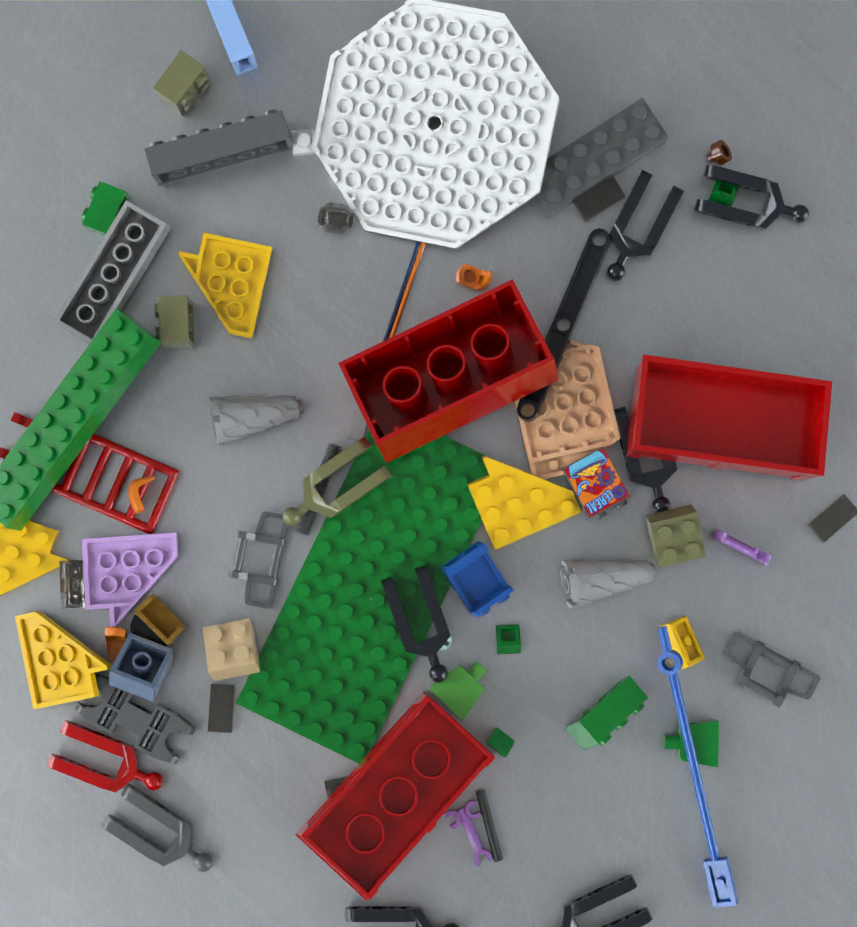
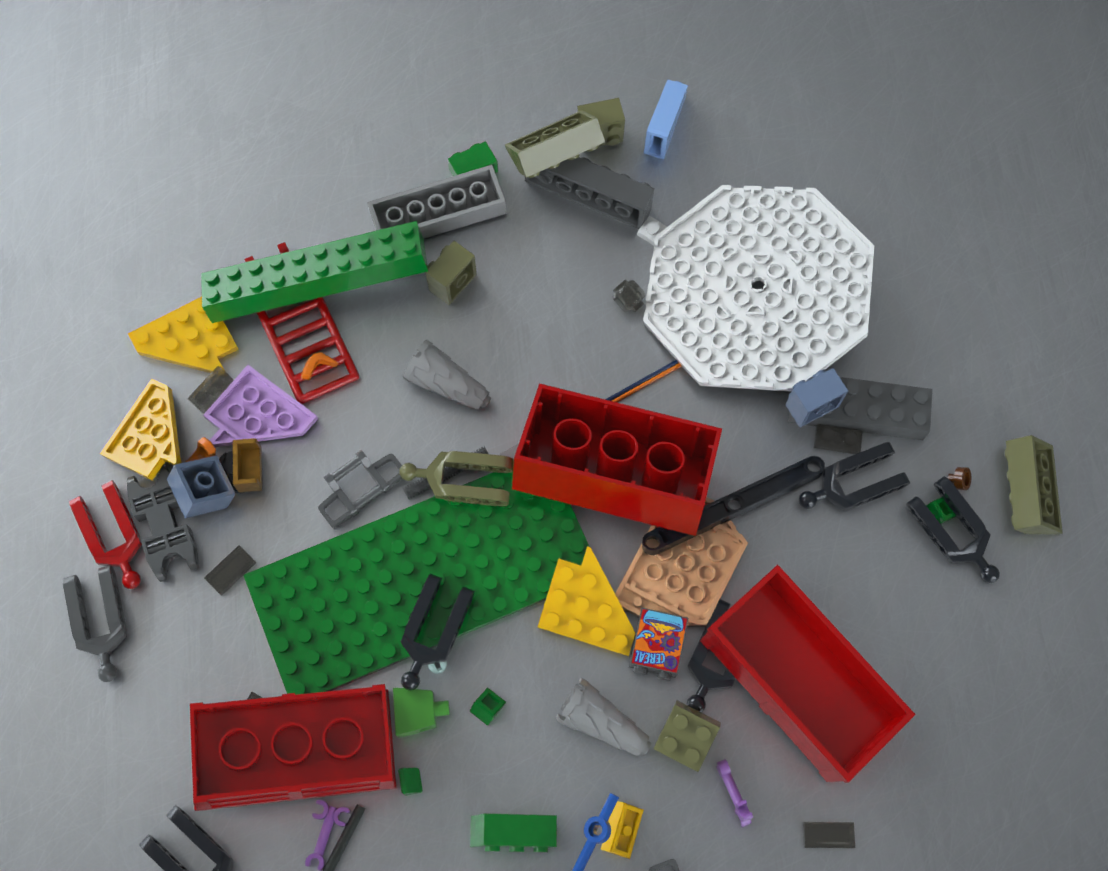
camera: 35 degrees right, 15 degrees down
(167, 140) = (555, 143): none -> slope
(231, 649) = (275, 530): tan brick -> none
(232, 279) = (517, 279): yellow wing -> none
(473, 277) = (694, 413): orange hair -> none
(476, 579) = (503, 637): blue panel -> none
(563, 185) = (816, 397): none -> sand blue brick
(779, 112) = (1033, 486): none -> olive slope

